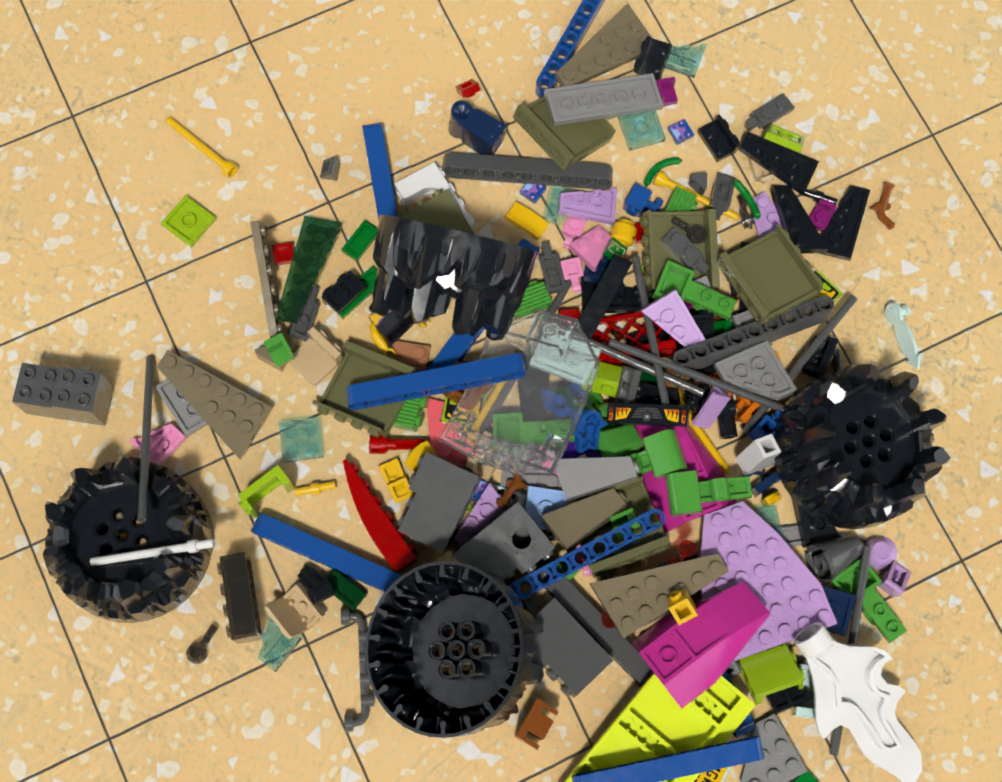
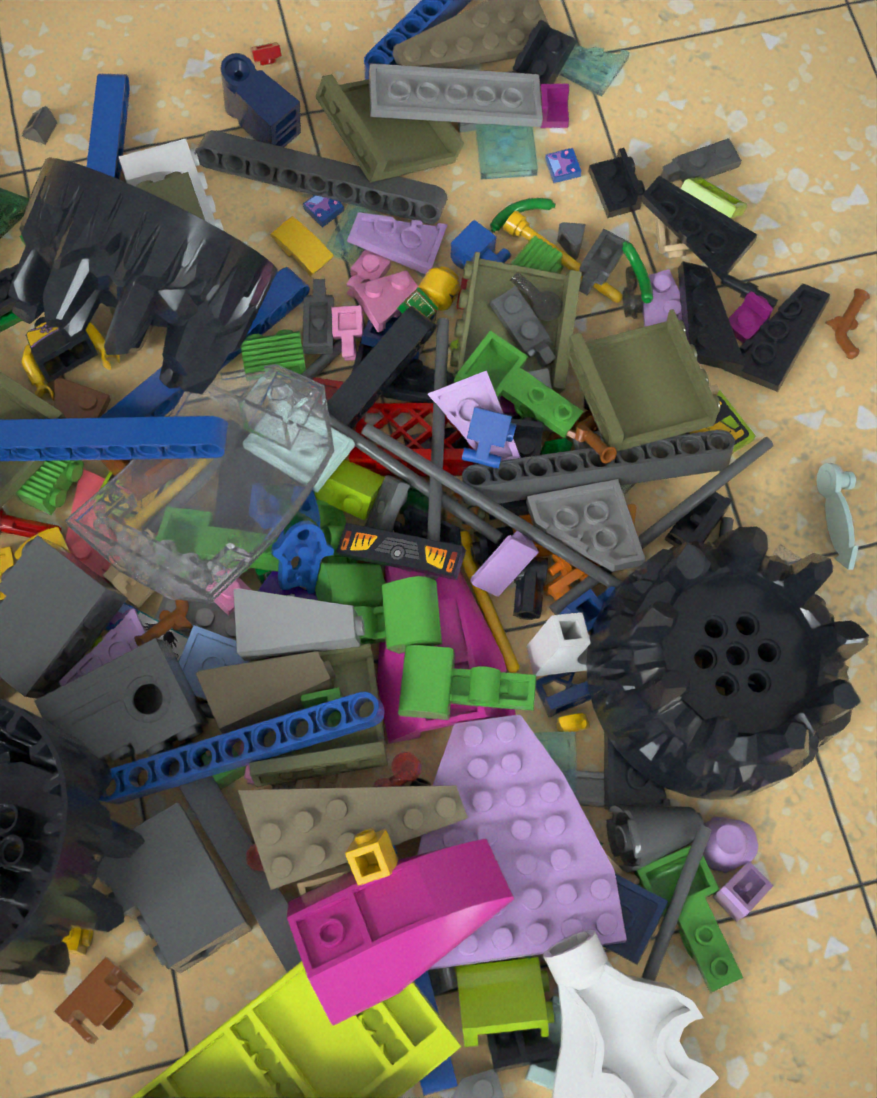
camera: 15 degrees right, 5 degrees down
(684, 327) = (488, 429): none -> brick
(740, 315) = (584, 432): none -> dark orange piece

